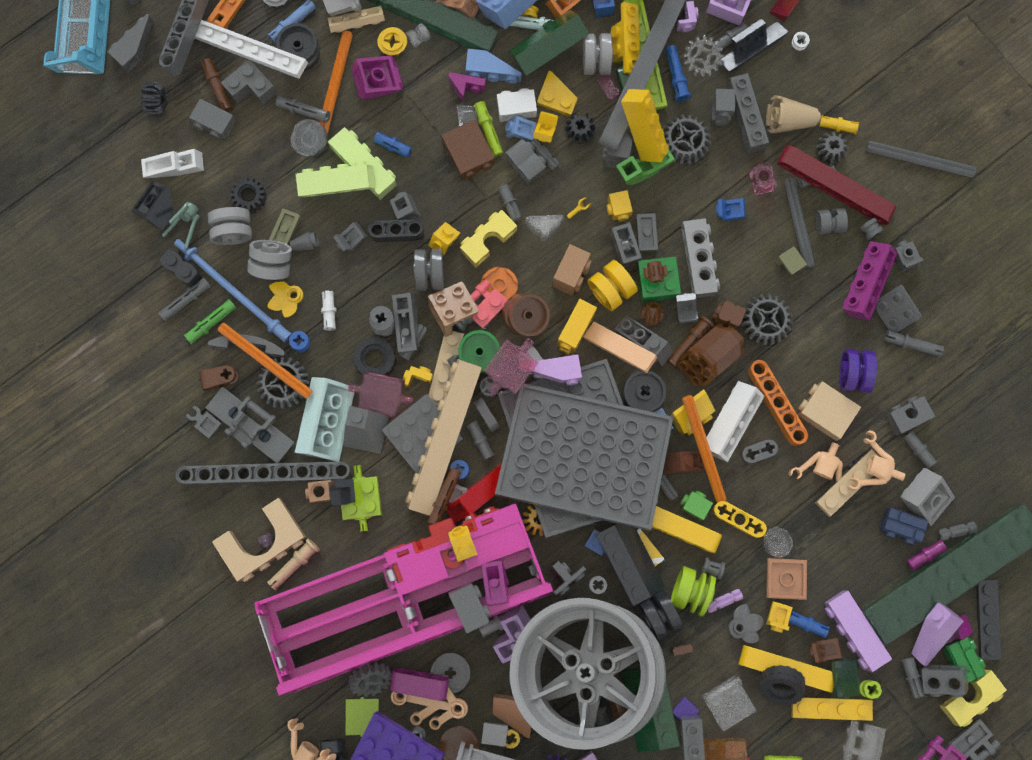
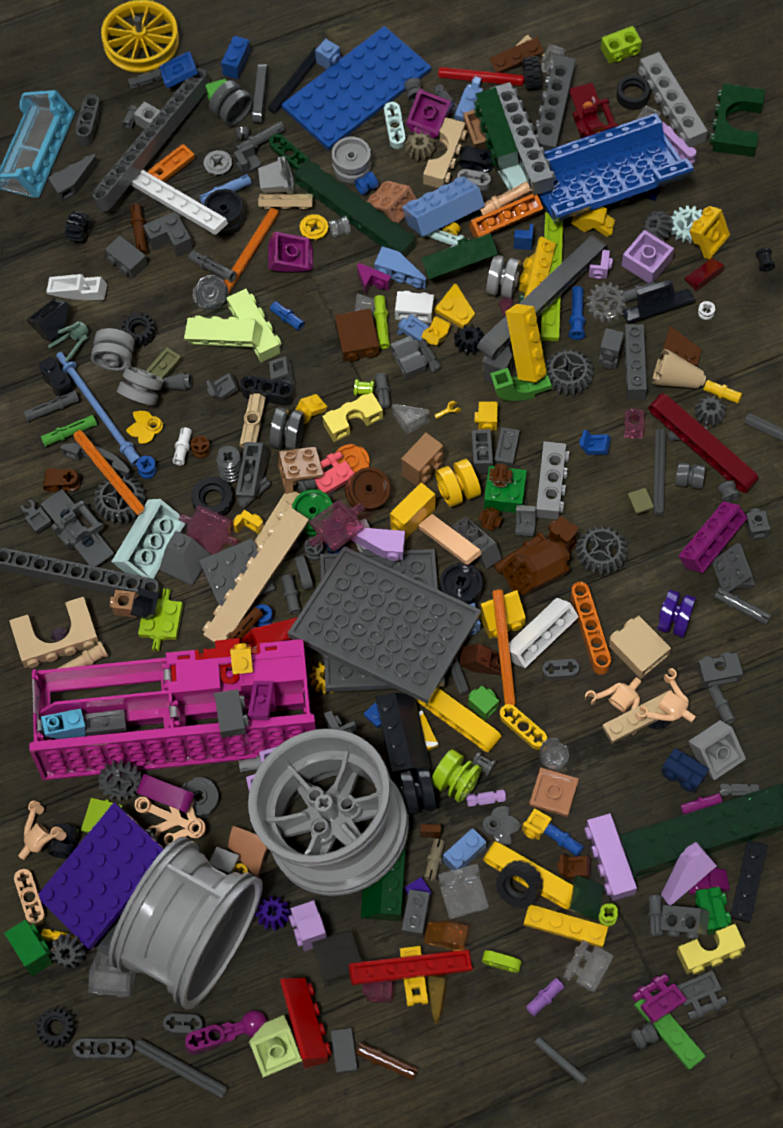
camera: 20 degrees right, 15 degrees down
(302, 651) = (64, 724): none -> medium azure slope
(341, 634) = (105, 722): none -> dark grey plate
(345, 303) = (197, 444): none -> reddish brown wheel
(391, 256) = (254, 412): none -> tan piece
(491, 204) = (363, 387): none -> lime bush
(692, 676) = (434, 860): none -> dark tan pin
(719, 662) = (464, 850): none -> medium blue brick
(786, 86) = (682, 346): none -> reddish brown wing

